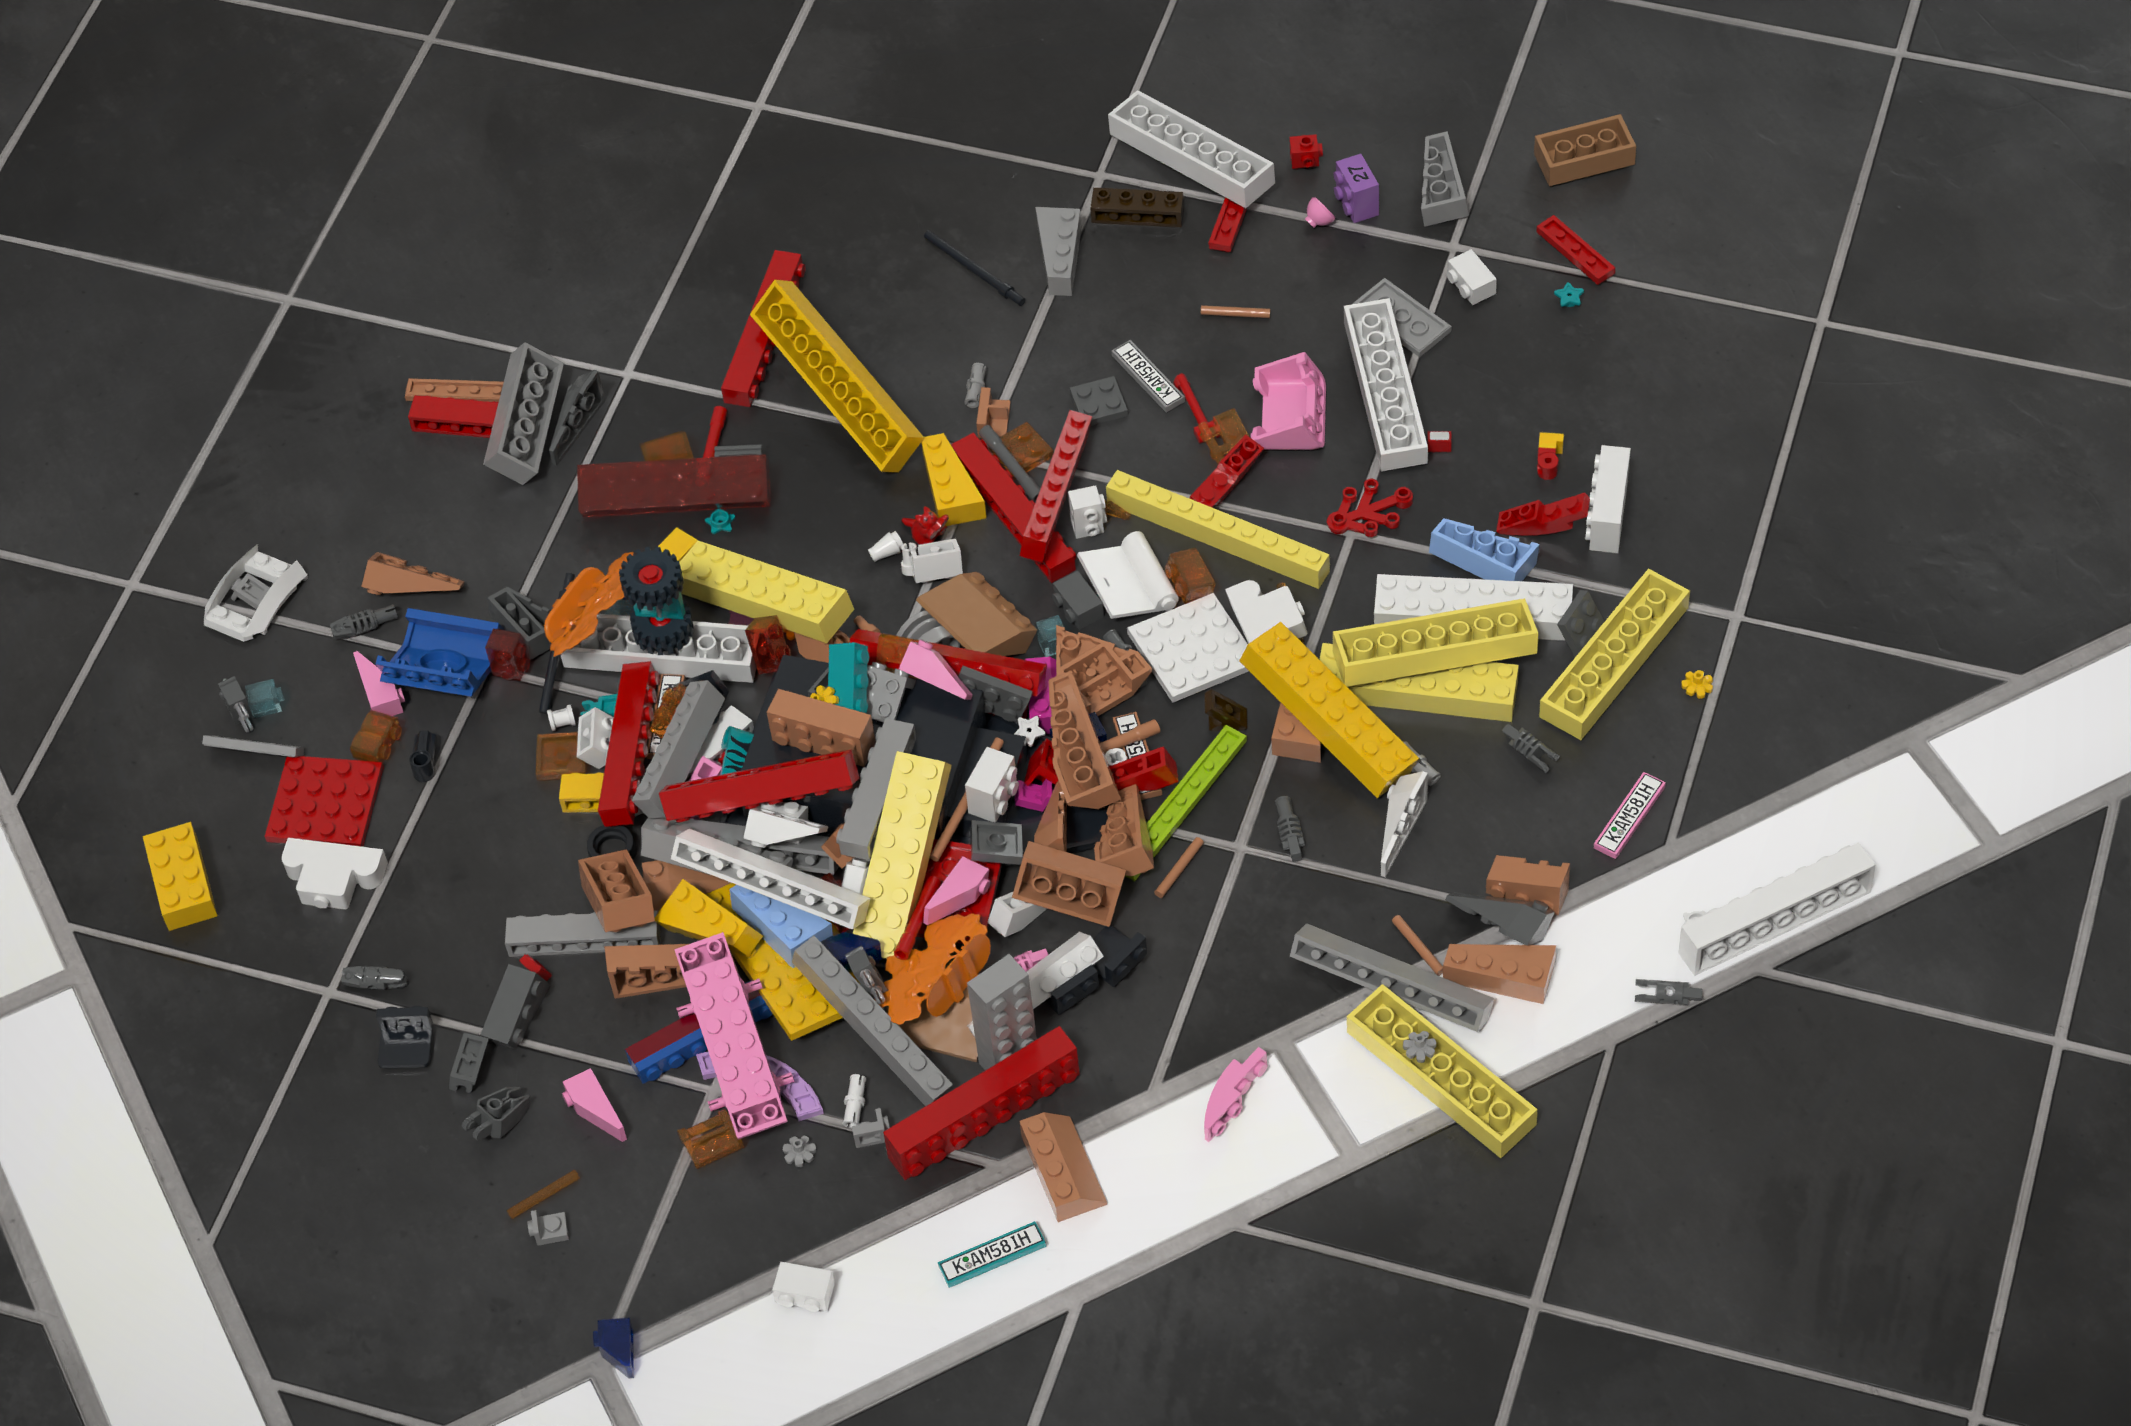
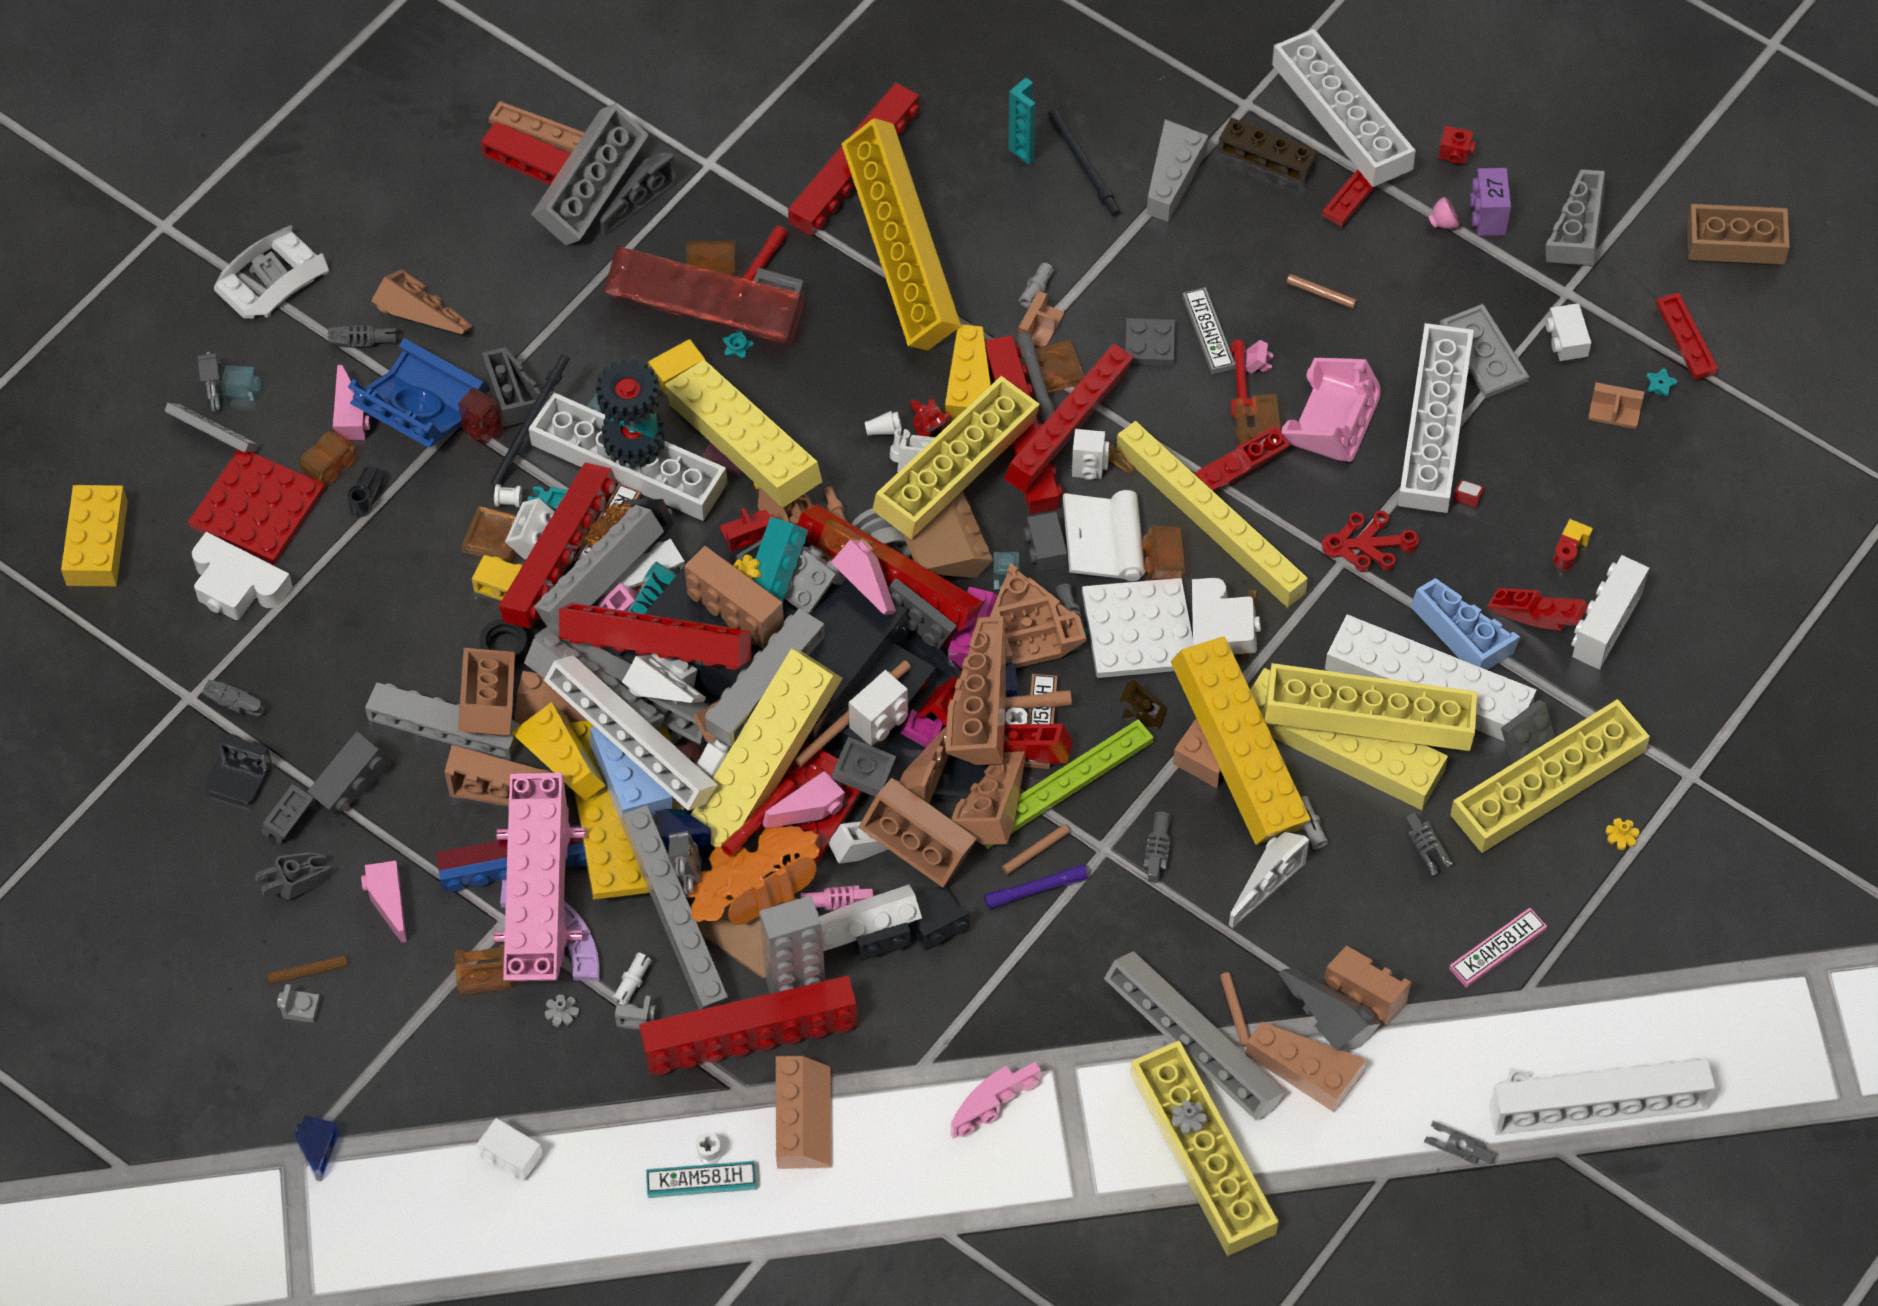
camera: 15 degrees right, 5 degrees up
(535, 966) = (386, 741): red tile -> none
(577, 610) = (568, 386): orange plant -> none
(767, 643) = (727, 487): clear red brick -> none
(806, 668) = (746, 530): none -> red panel
(909, 245) = (1022, 121): none -> teal fence
(969, 548) = (955, 457): none -> light yellow brick
(988, 1217) = (708, 1140): none -> white bush
(1036, 731) = (949, 665): white plate -> none
(1170, 914) = (1008, 895): none -> dark purple piece
(1202, 384) = (1257, 356): none -> bright pink tile
(1538, 326) = (1616, 405): none -> nougat panel

